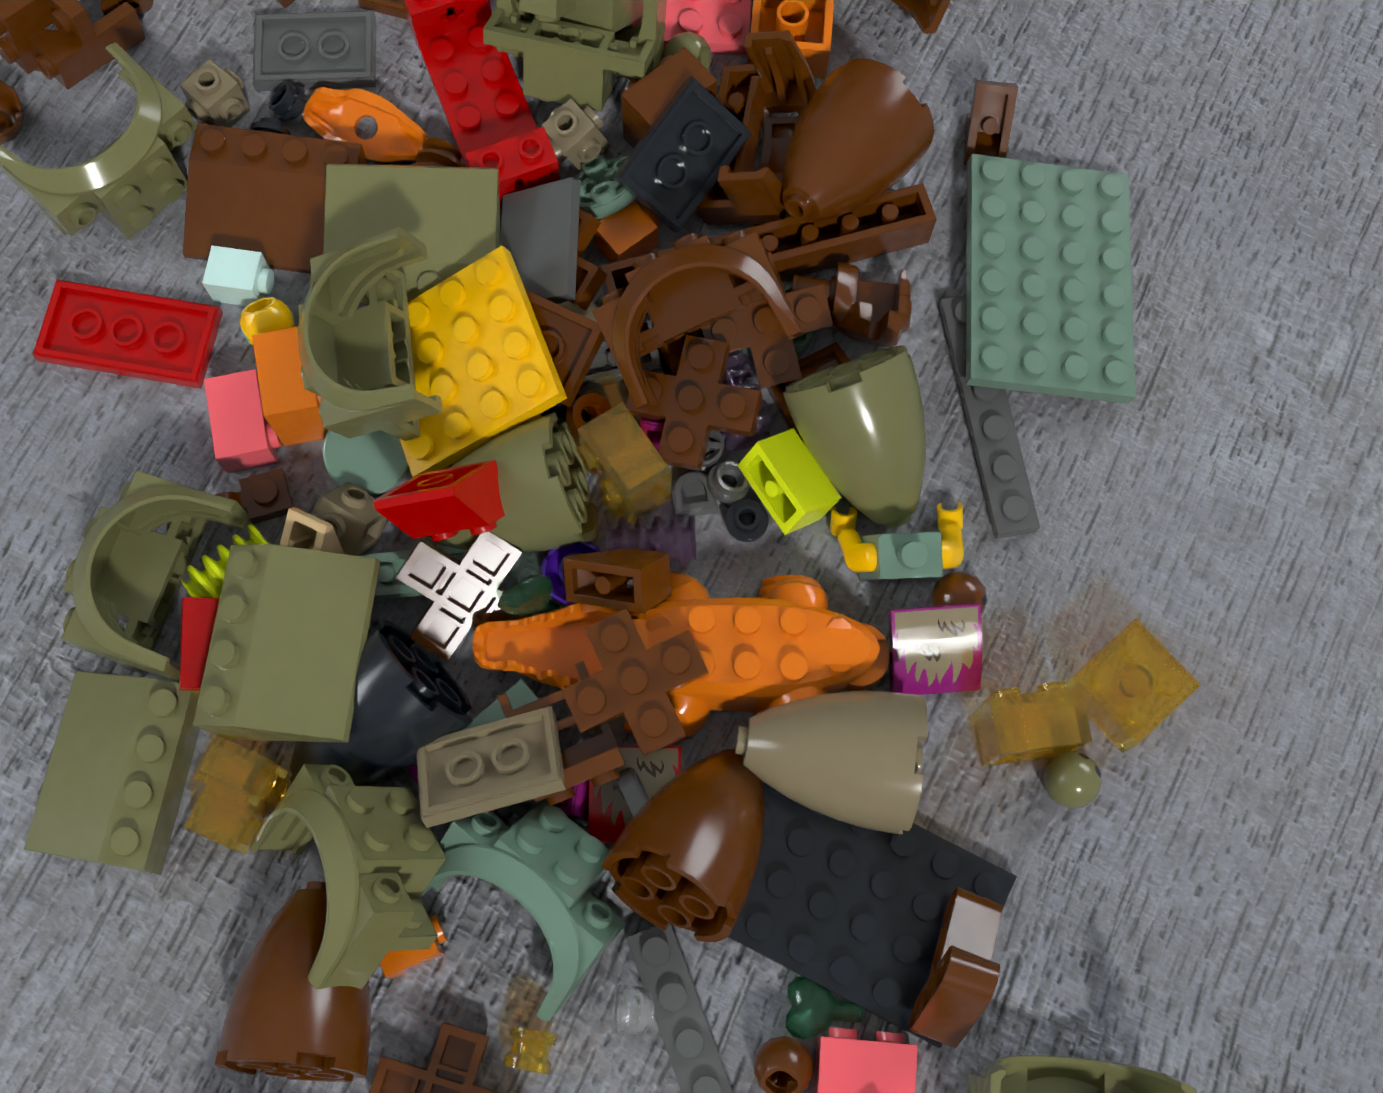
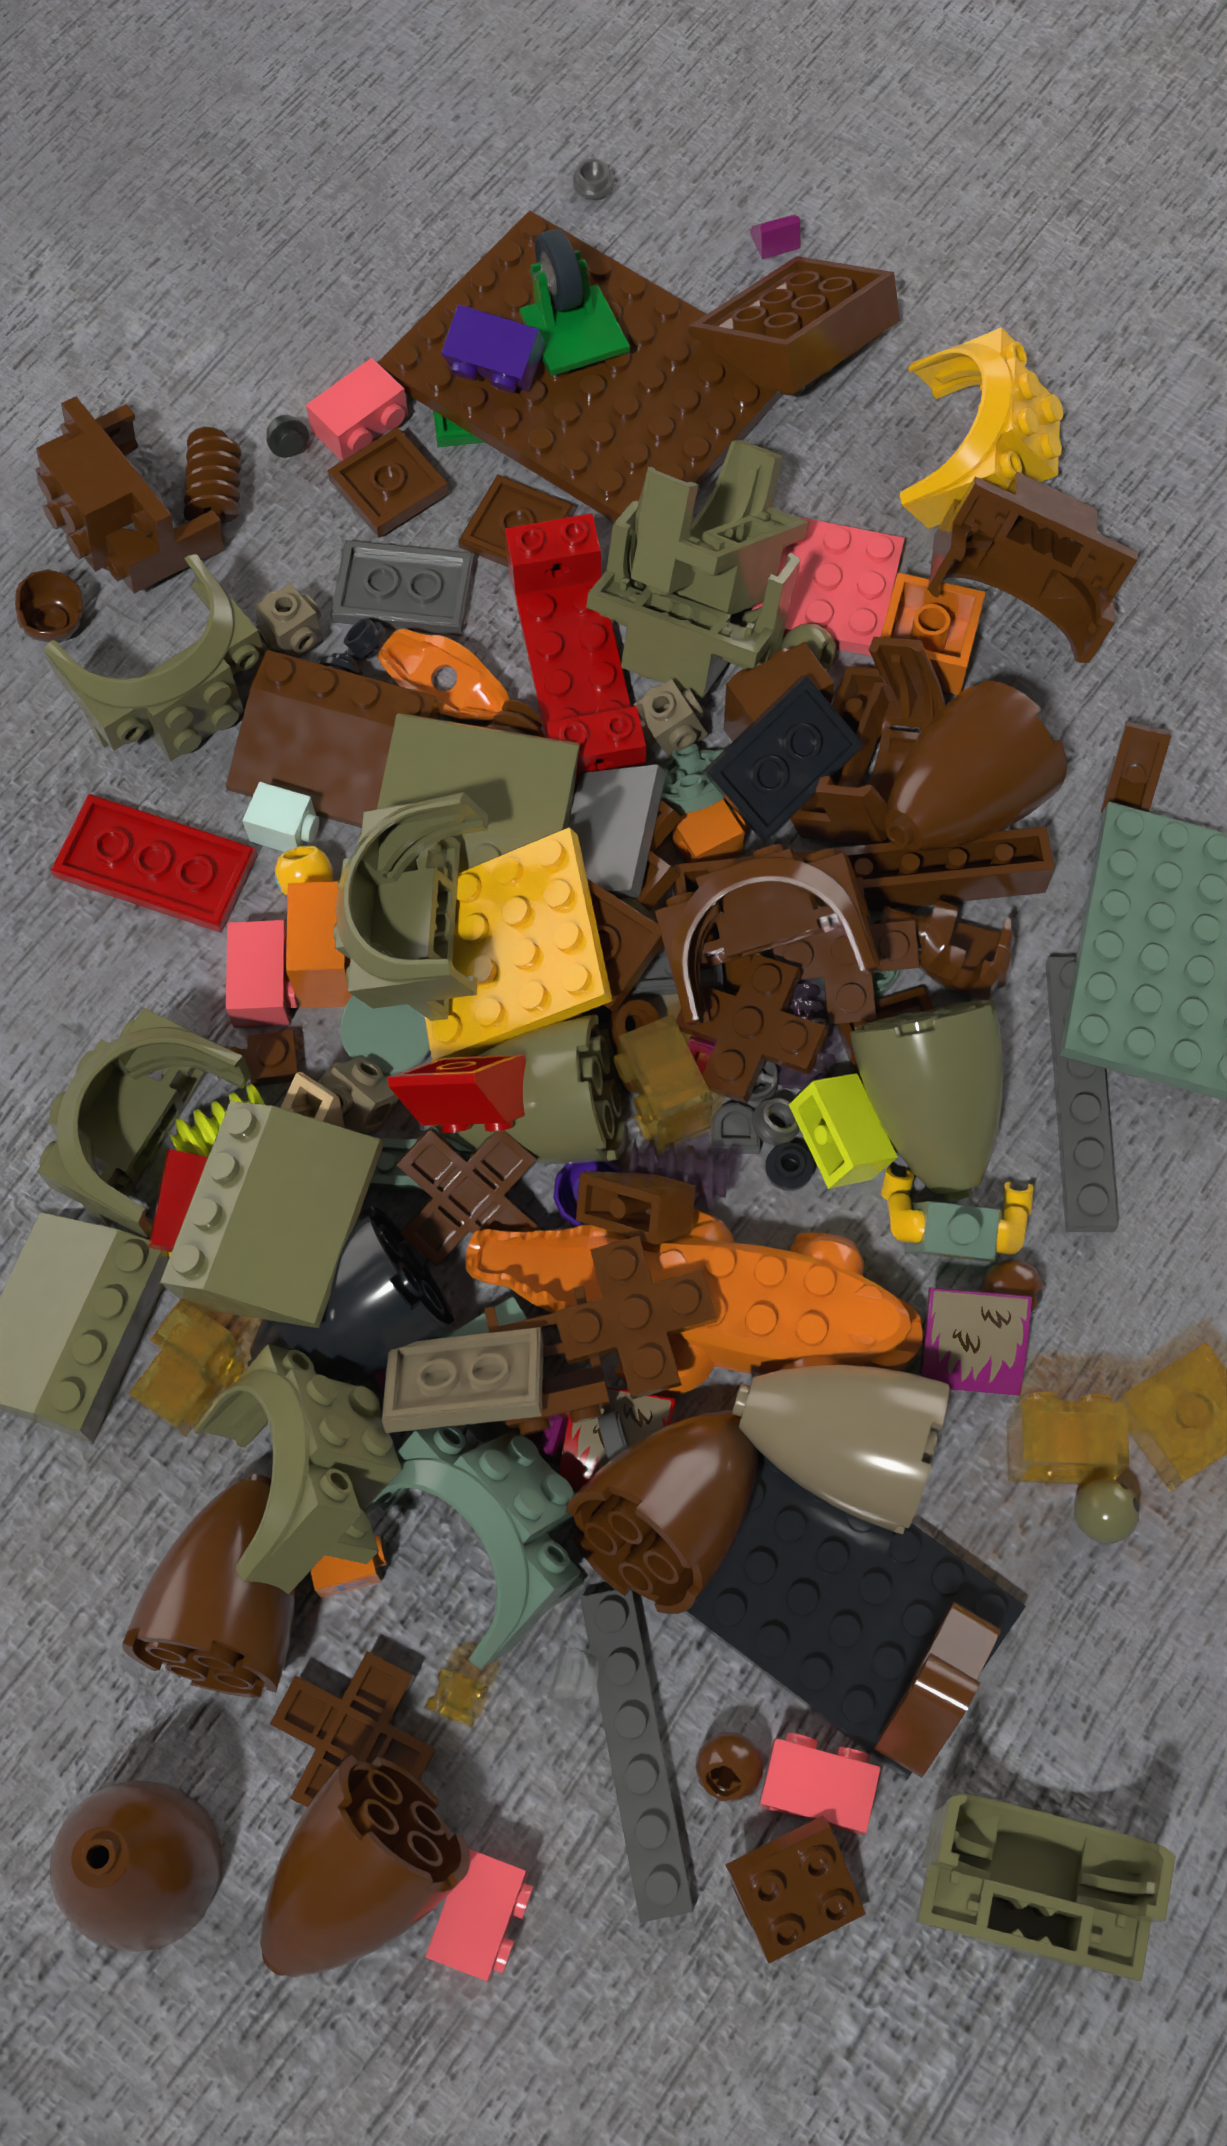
camera: 15 degrees right, 5 degrees down
(529, 597) = (536, 1209): clear green rock -> none
(815, 1009) = (776, 1712): clear green rock -> none

